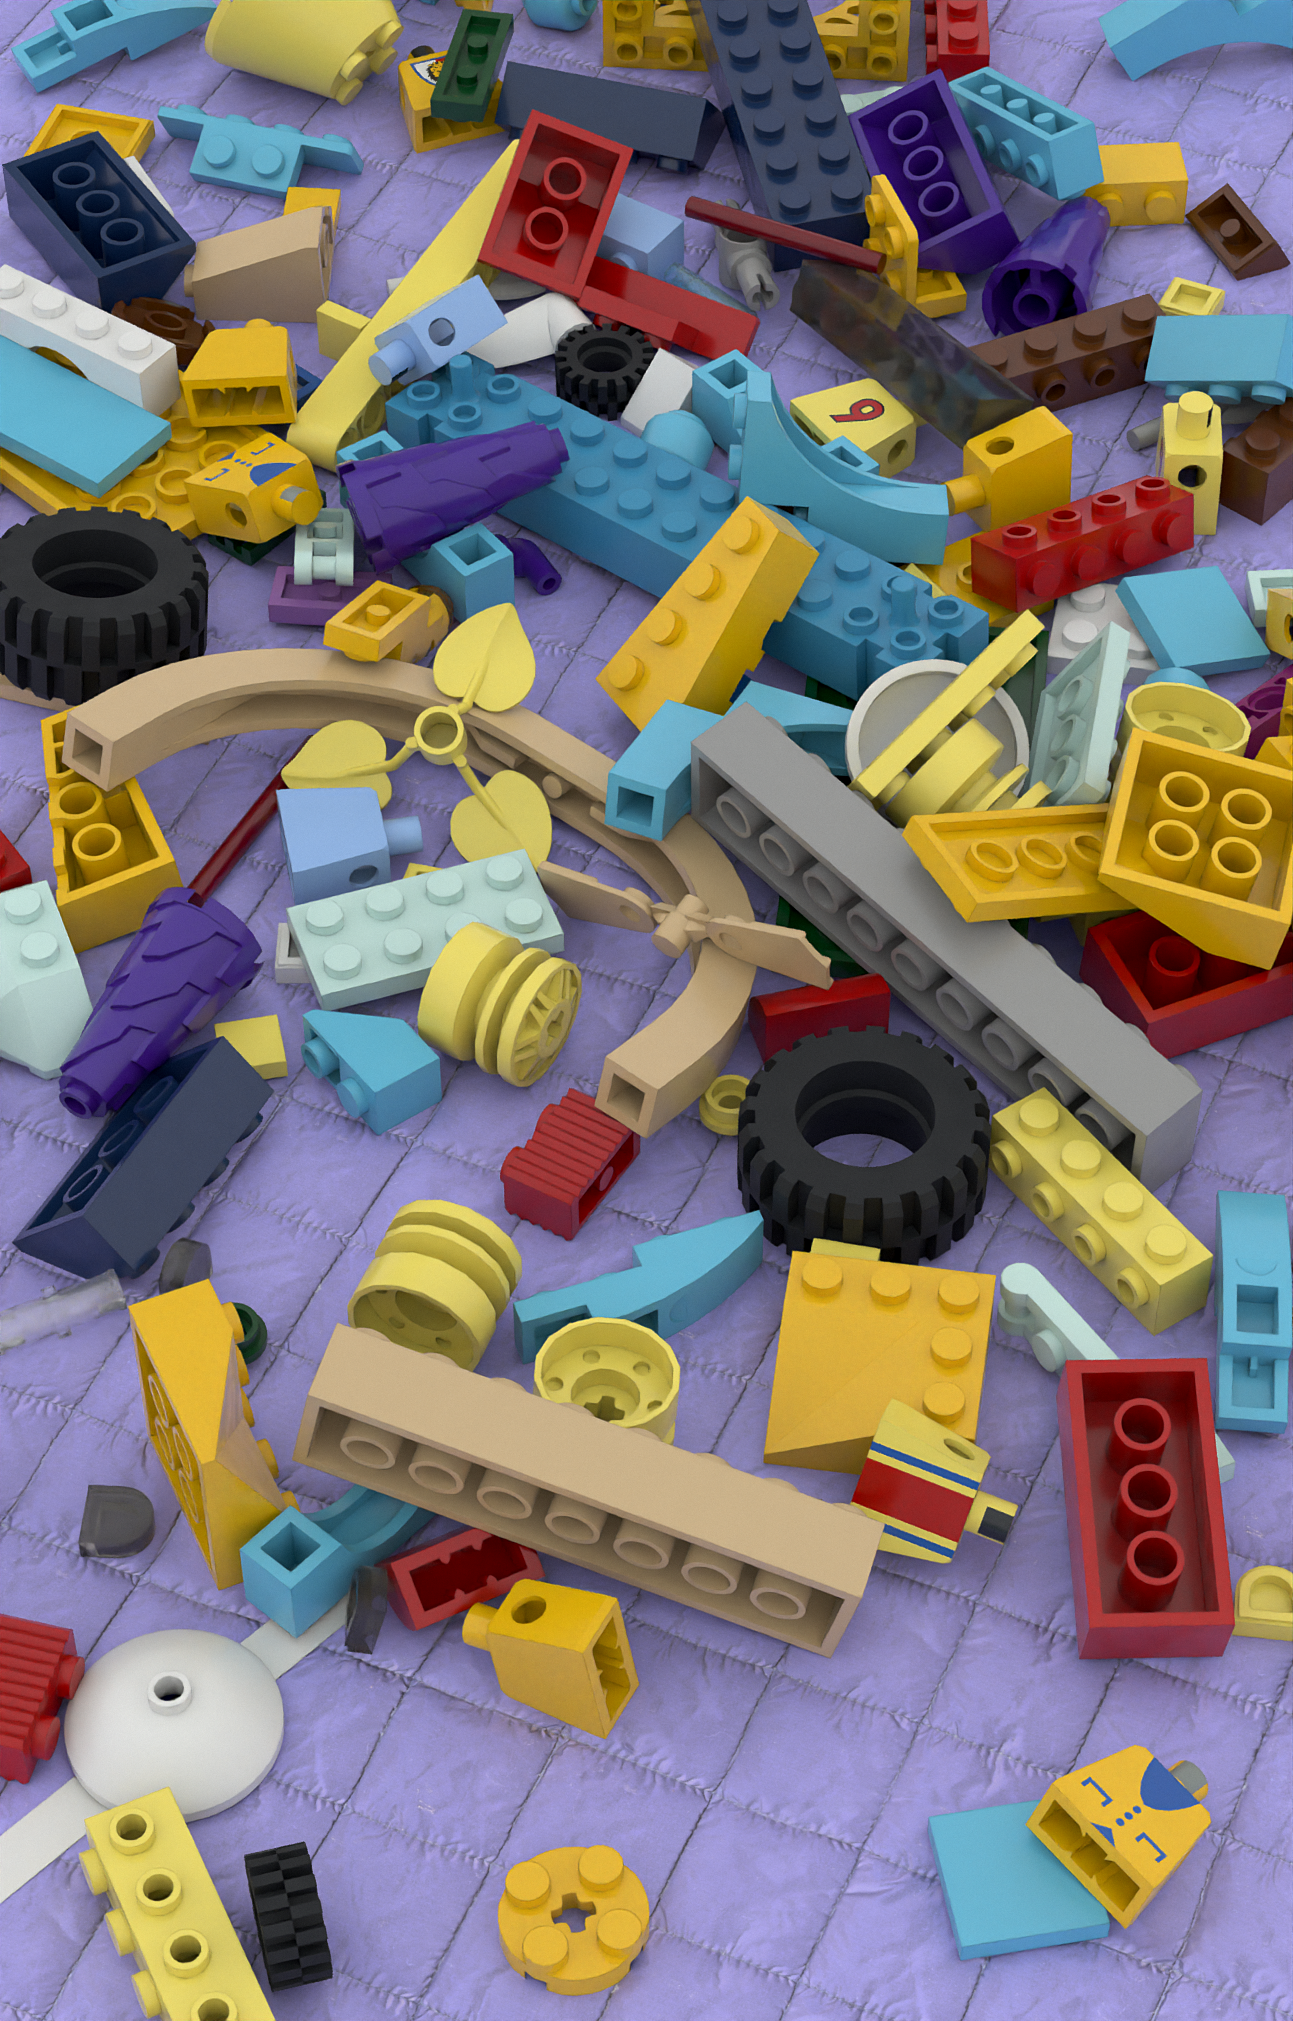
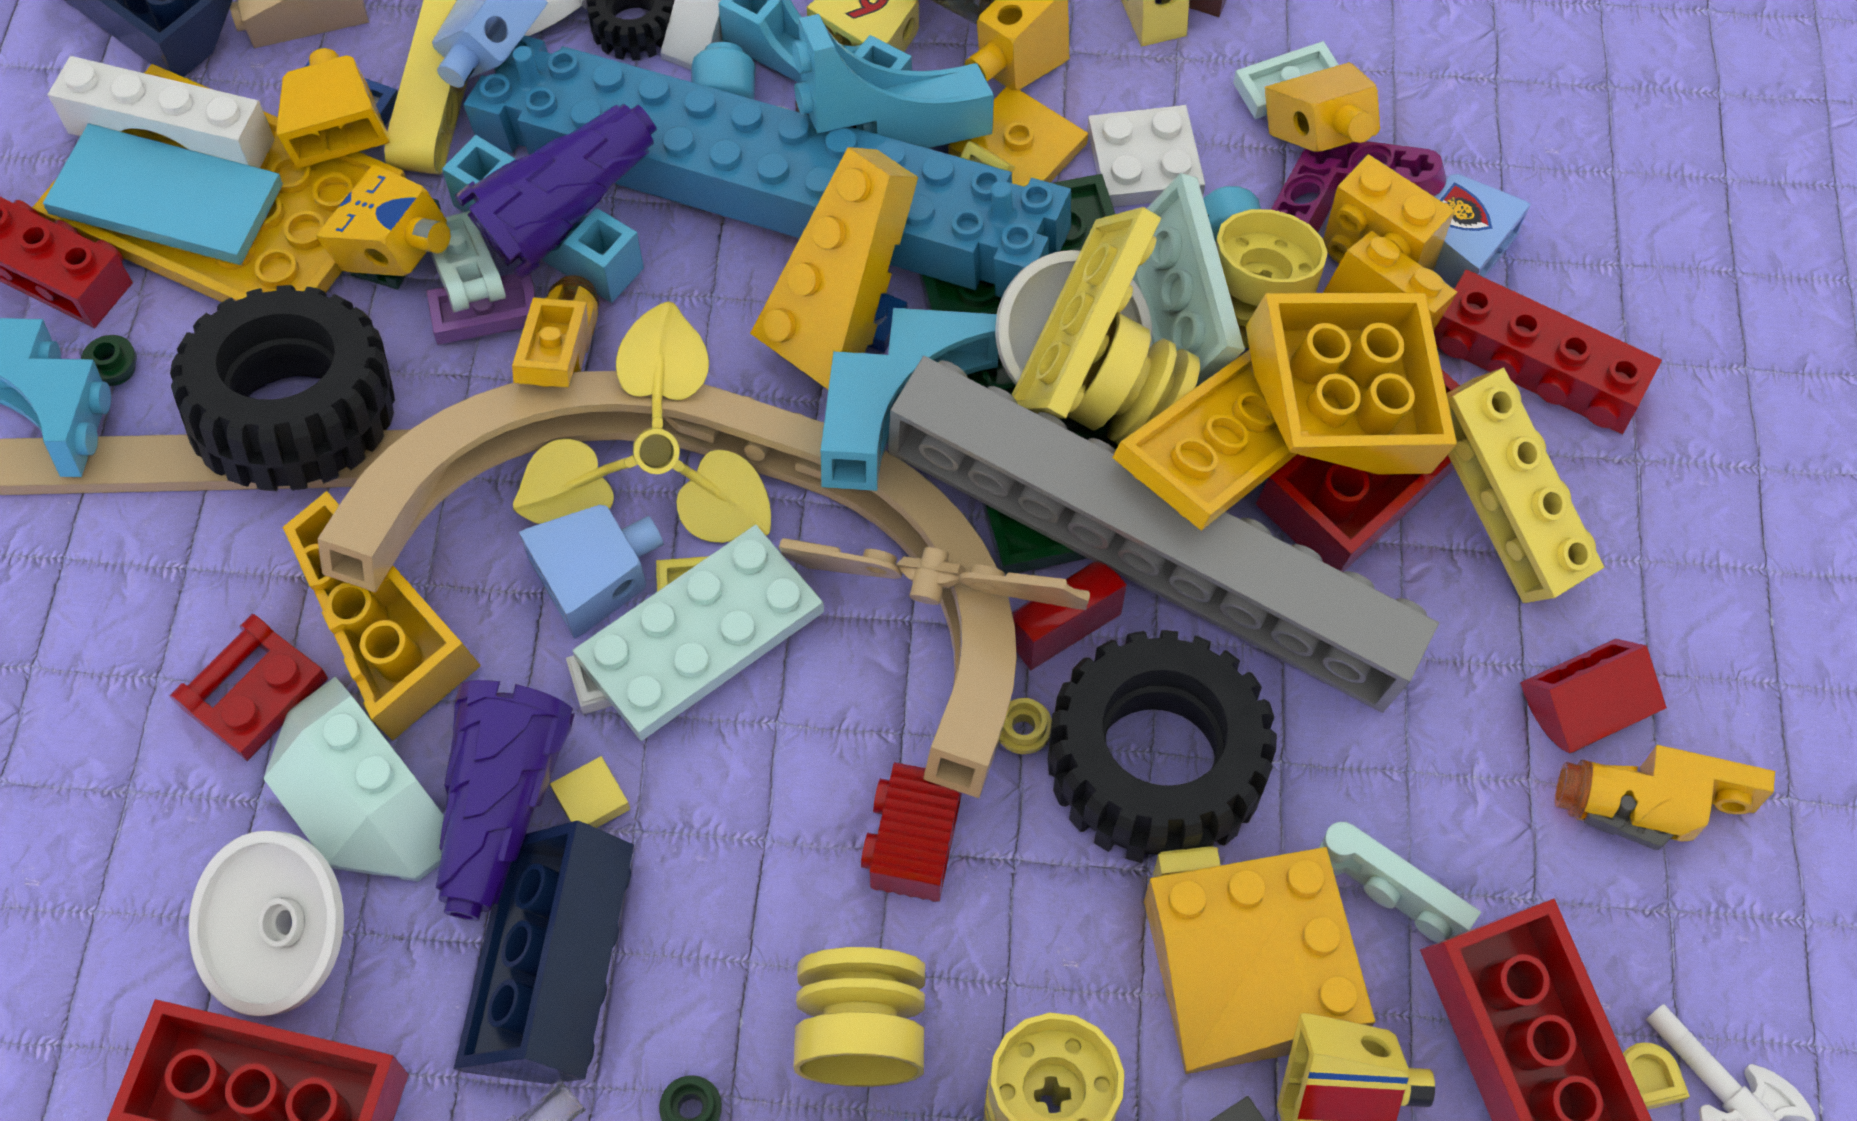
camera: 20 degrees left, 15 degrees up
(168, 321) = (234, 70): reddish brown tile -> none
(185, 1264) = (625, 1061): clear smoke tile -> none
(239, 839) = (499, 567): dark red bar -> none
(338, 329) = (390, 33): light yellow tile -> none
(373, 1064) = (708, 783): medium azure slope -> none
(499, 1004) = (799, 697): light yellow wheel -> none
(532, 565) = (642, 221): dark purple arm -> none
(667, 1290) = (1044, 930): medium azure slope -> none
(1082, 543) = (1099, 84): red brick -> none
(1100, 1211) = (1371, 740): light yellow brick -> none
(1193, 621) = (1213, 133): medium azure tile -> none
(1252, 1311) = (1532, 792): medium azure slope -> none

